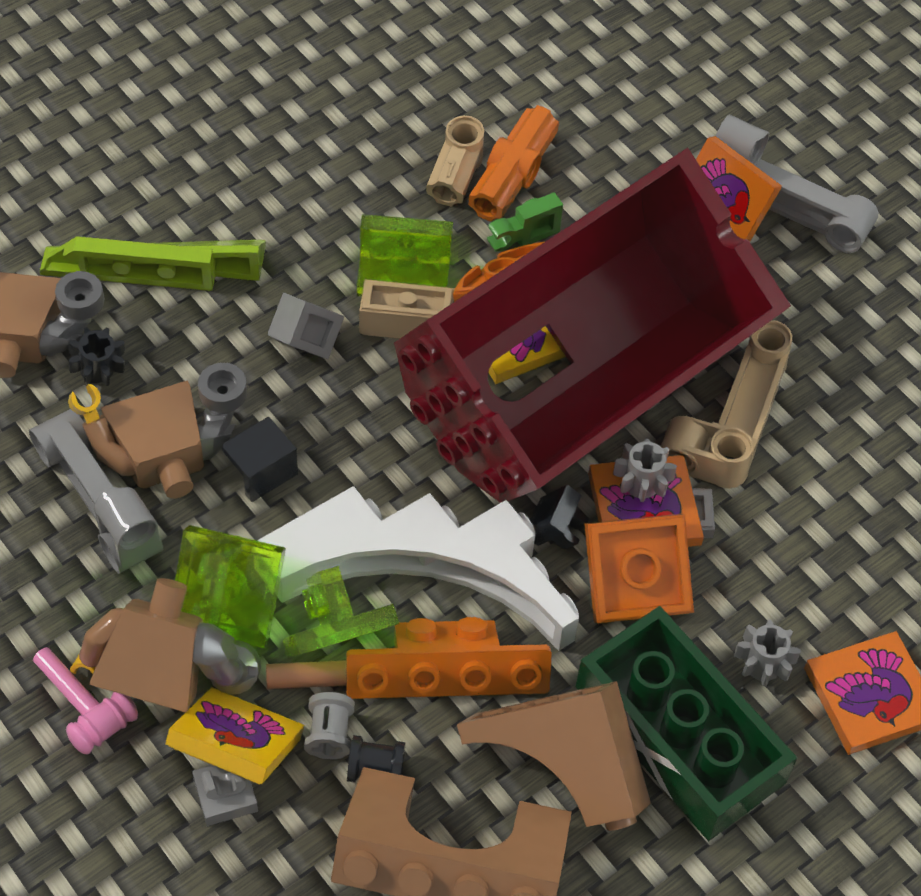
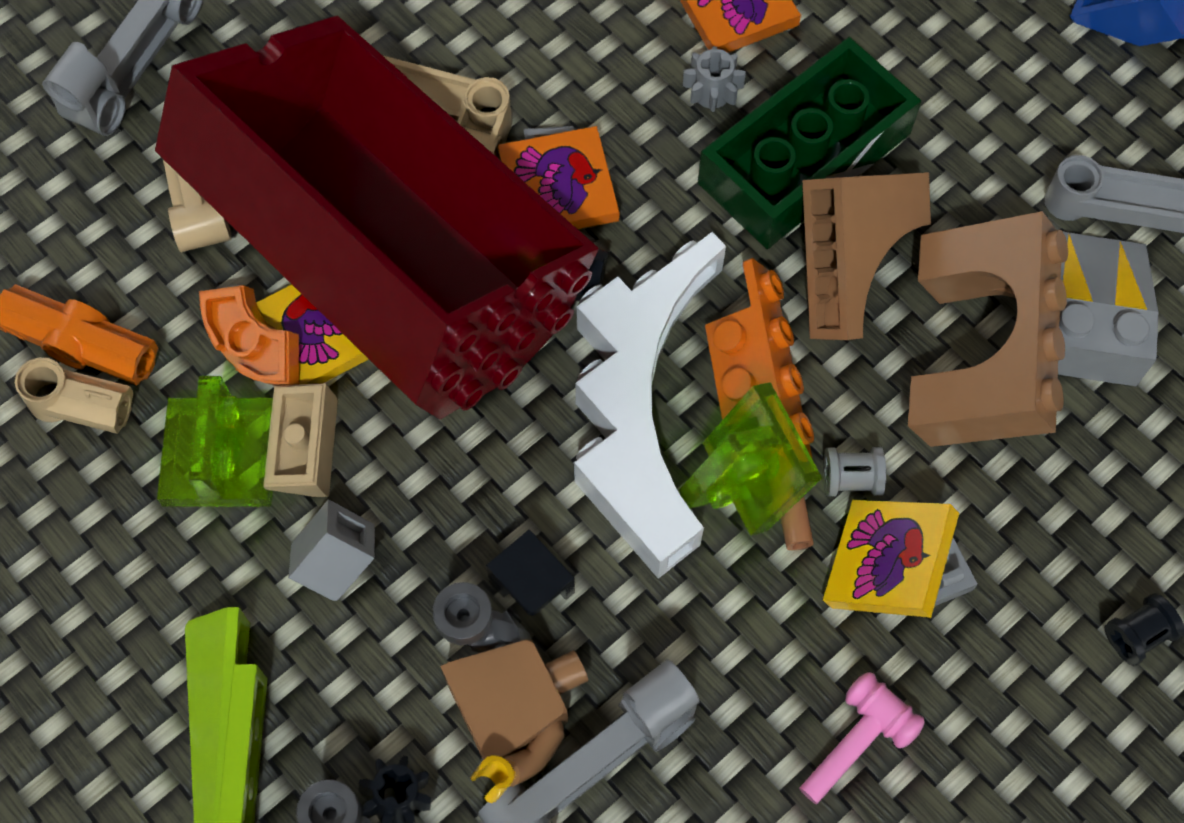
camera: 90 degrees left, 10 degrees up
(158, 650) = (825, 642): medium nougat torso -> none
(230, 582) = (723, 588): clear neon green bracket -> none
(374, 756) = (887, 421): black bush -> none
(532, 222) = (165, 308): bright green plate -> none
(639, 567) = (636, 185): orange tile -> none
(644, 470) = (539, 165): light grey gear -> none
(740, 185) = (131, 99): orange tile -> none

